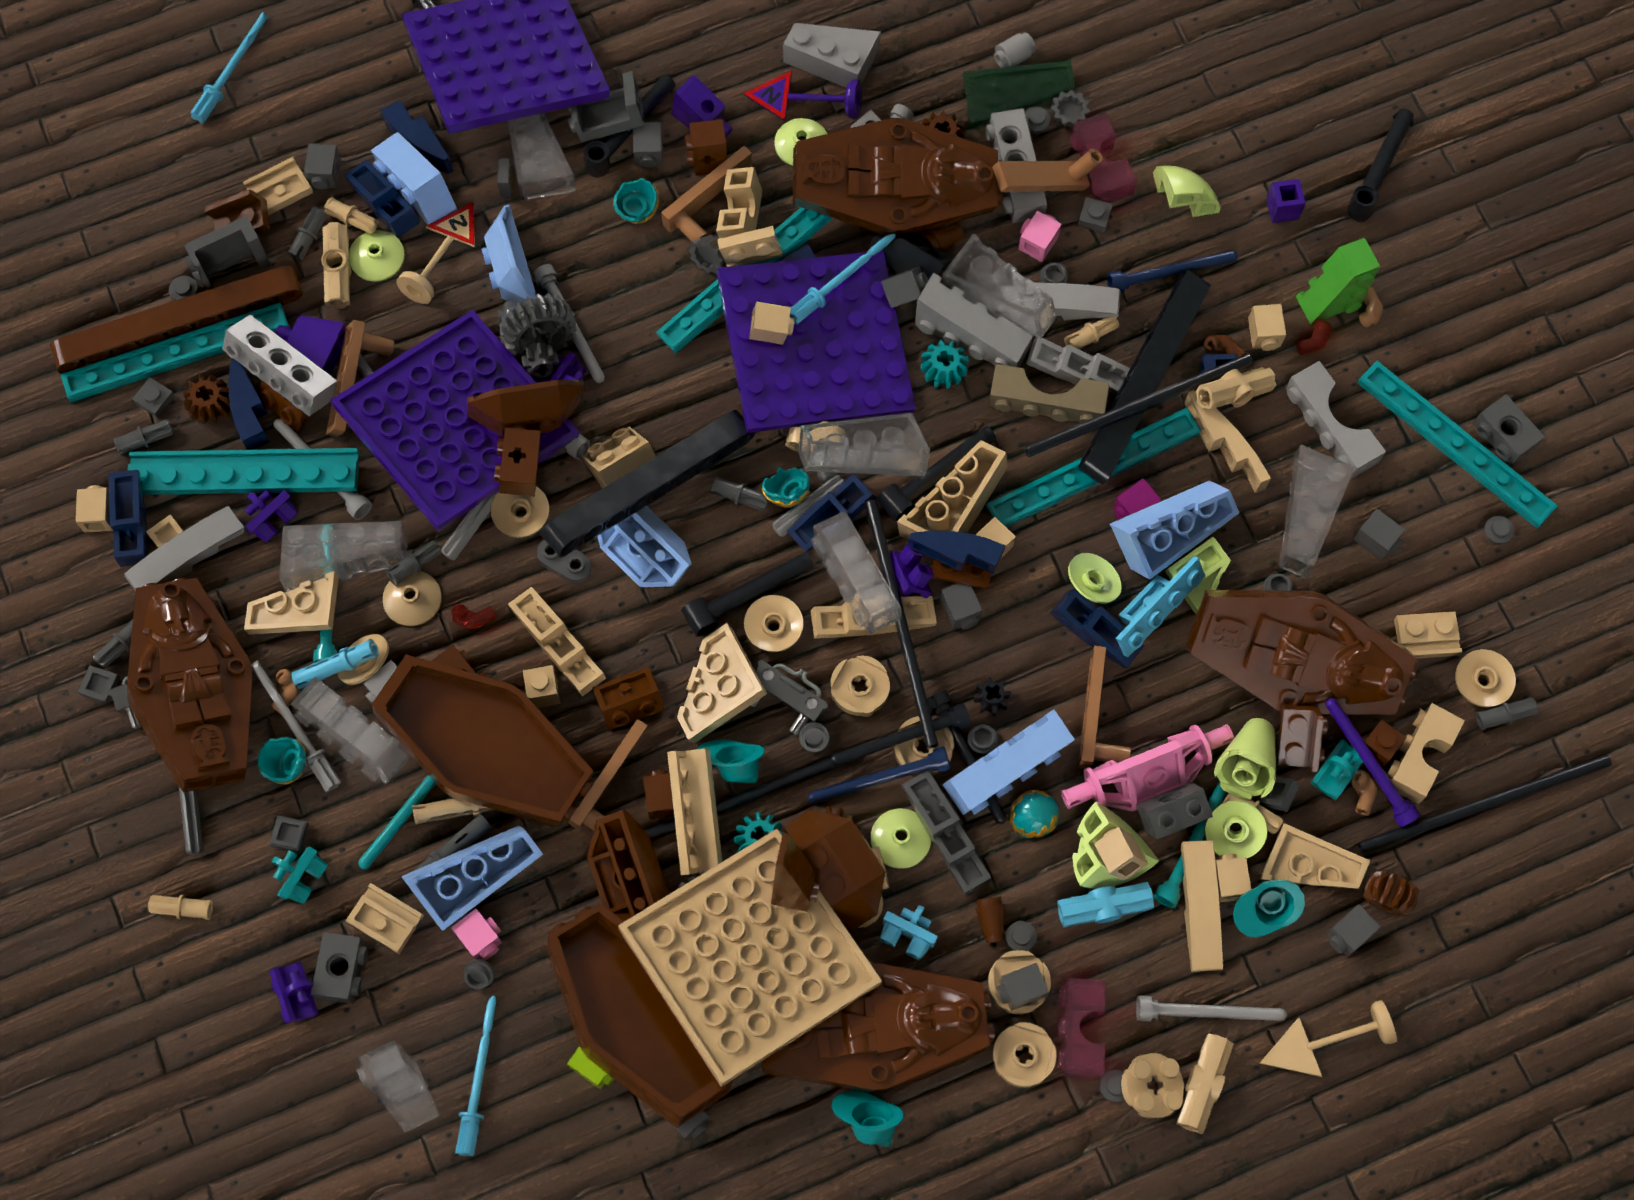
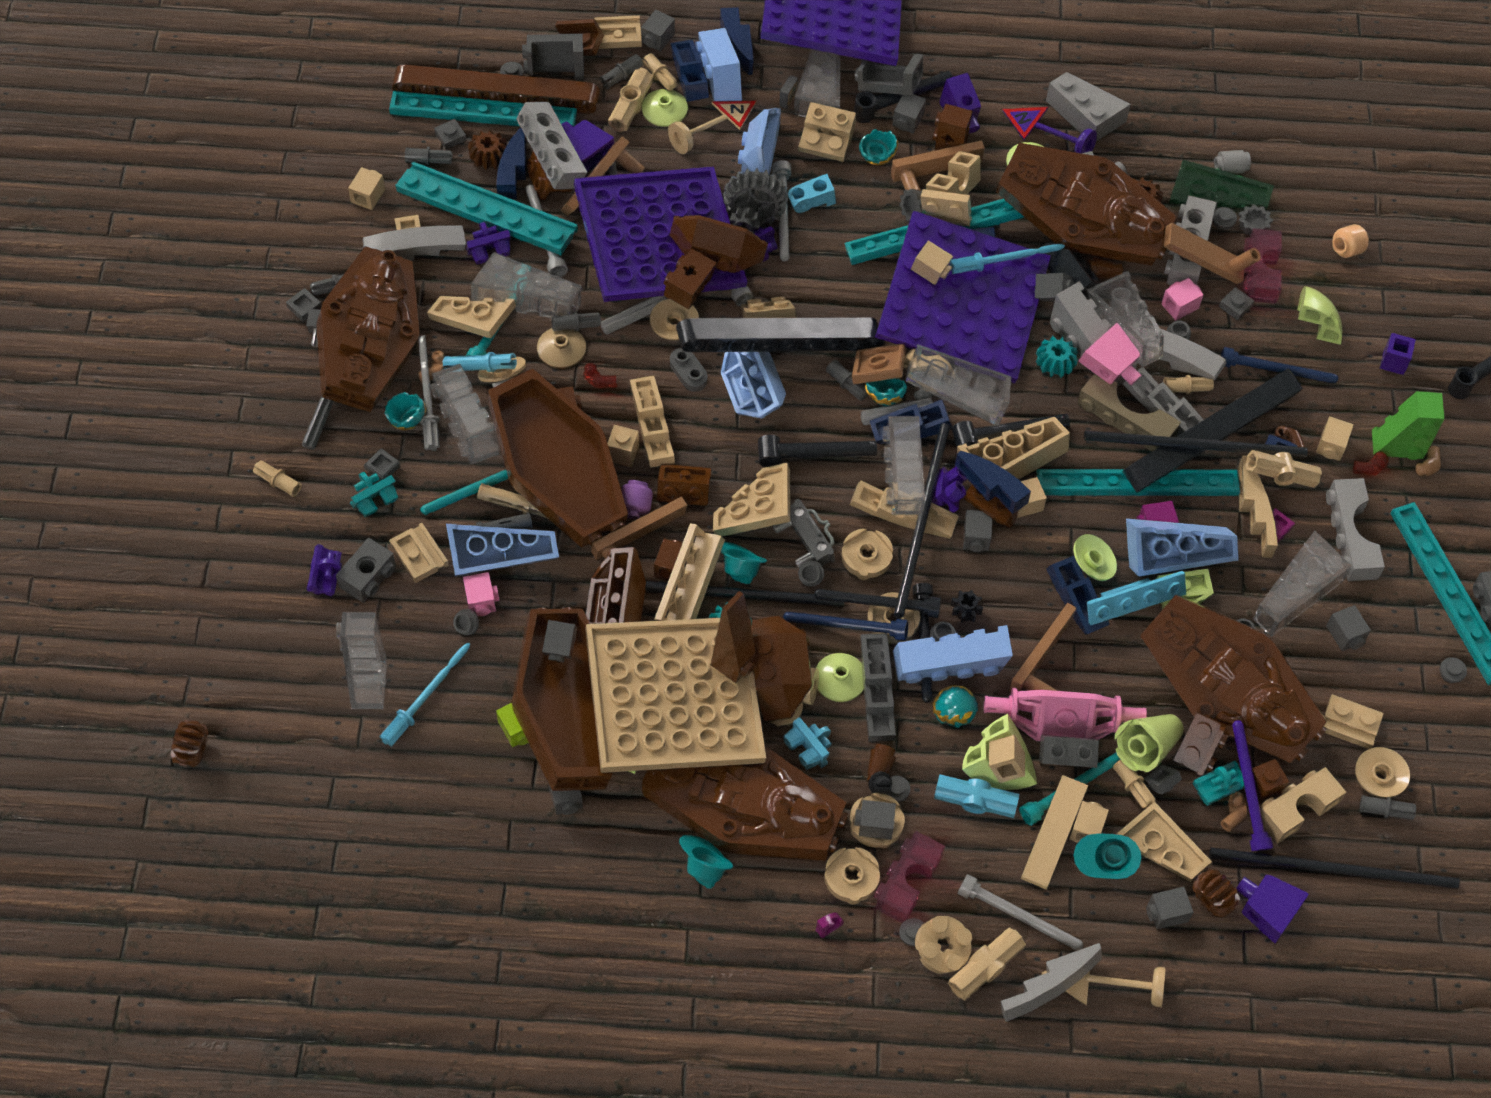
camera: 25 degrees right, 10 degrees down
(128, 517) = (387, 202): dark blue slope -> none
(572, 209) = (827, 132): none -> tan brick
(588, 741) = (637, 498): none -> medium lavender head
(593, 290) = (812, 194): none -> medium azure leg
(598, 956) = (559, 641): none -> dark grey brick
(766, 462) = (879, 363): none -> medium nougat tile
(773, 610) = (826, 471): tan dish -> none
(1005, 942) = (880, 783): none -> black piece
(1008, 343) = (1112, 357): none -> bright pink torso
(1028, 1121) = (828, 924): none -> magenta tile
(1177, 89) = (1350, 241): none -> light nougat head
(1243, 842) = (1099, 784): yellowish green dish -> none
(1260, 446) = (1282, 524): none -> magenta tile
(1284, 1061) = (1060, 976): none -> light grey slope
(1447, 877) = (1271, 904): none -> dark purple torso

